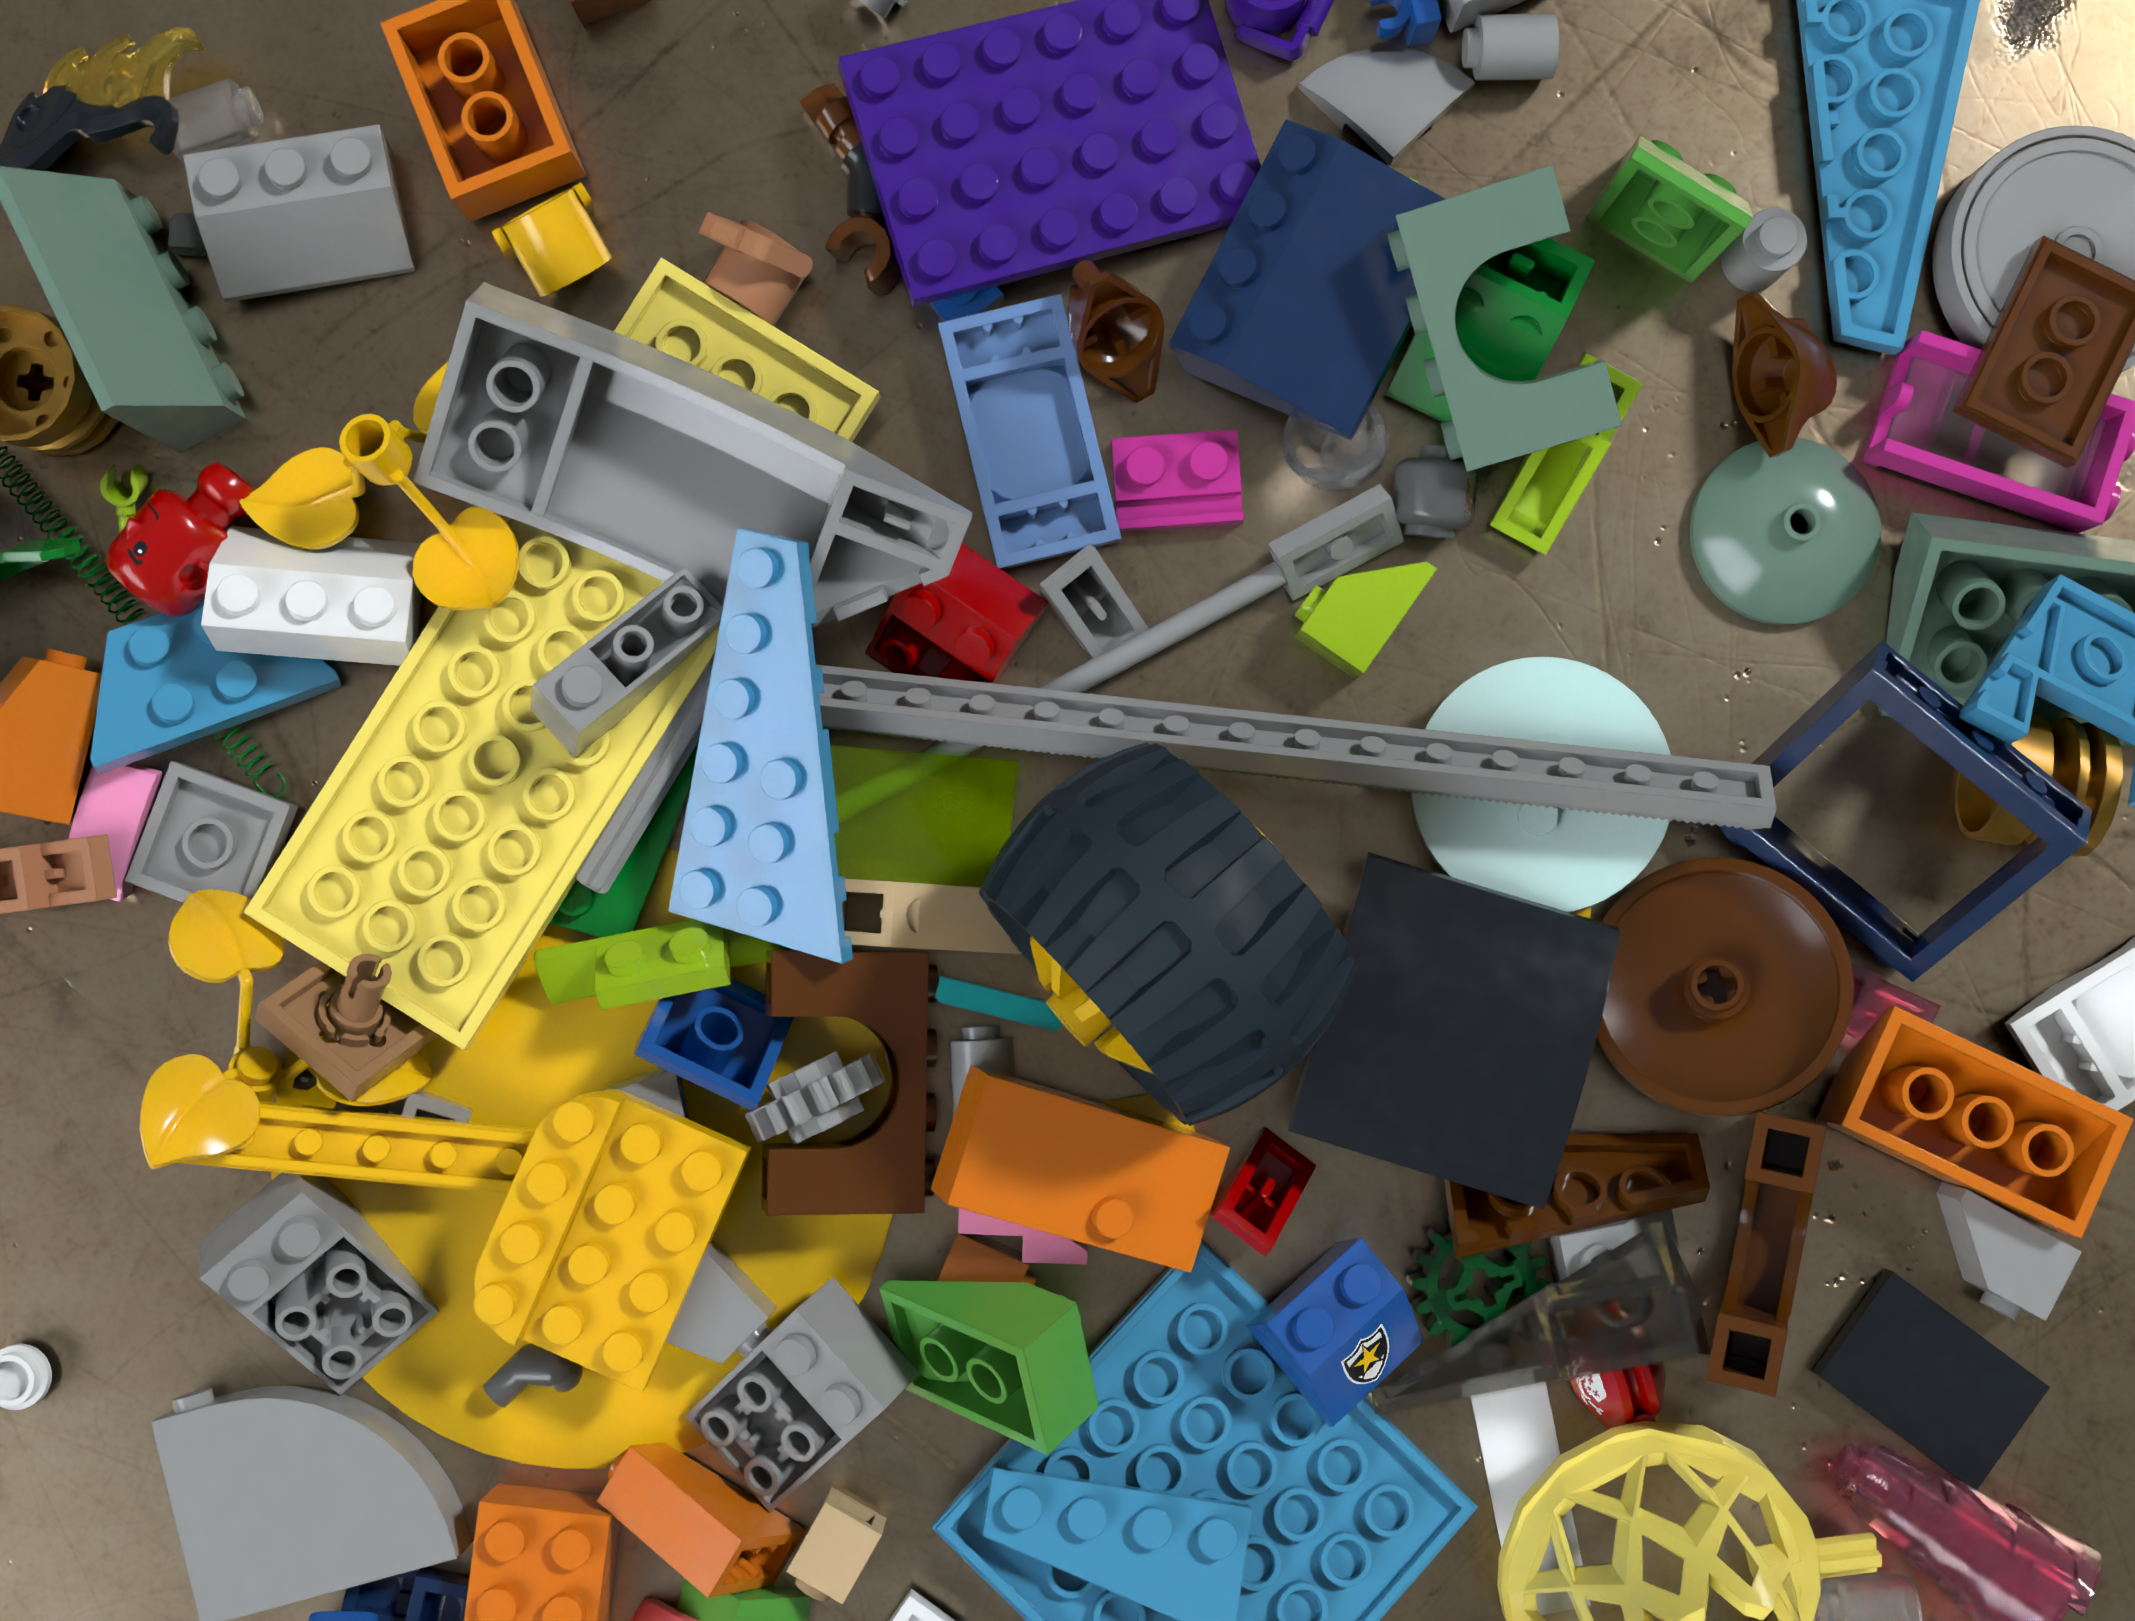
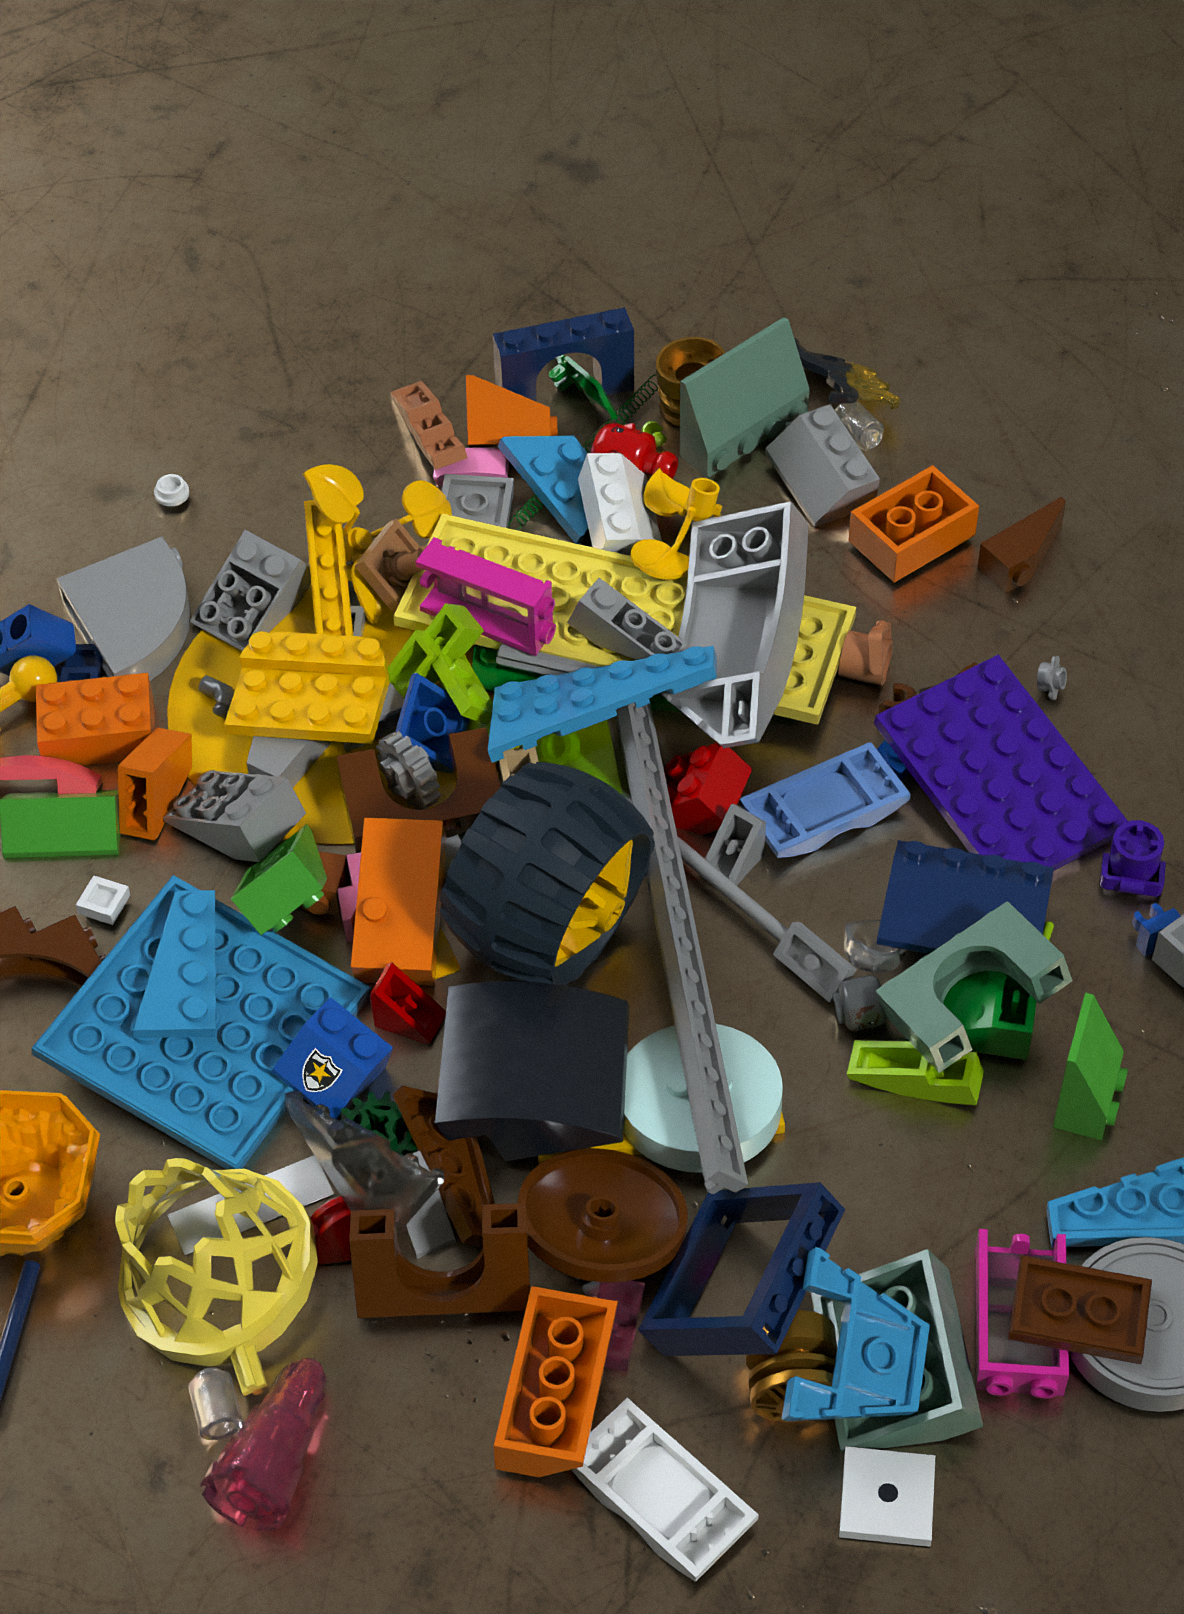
camera: 80 degrees right, 35 degrees down
(505, 890) = (502, 600): none -> dark pink door
(555, 240) = (851, 568): yellow piece -> none
(563, 1002) = (448, 634): none -> lime slope
(835, 1547) = (150, 848): tan brick -> none
(1115, 331) = (896, 816): reddish brown hat -> none
(1177, 481) = (824, 883): dark pink plate -> none
(1359, 614) = (776, 985): lime slope -> none
(1386, 95) = (1099, 934): light grey brick -> none
(1512, 46) = (1155, 987): light grey brick -> none
(1754, 555) = (895, 1226): sand green dish -> none
(1764, 250) = (1084, 1145): light grey brick -> none
(1778, 373) = (1010, 1179): reddish brown hat -> none
(1930, 1379) = (375, 1418): black tile -> none
(2005, 1255) = (468, 1435): light grey slope -> none

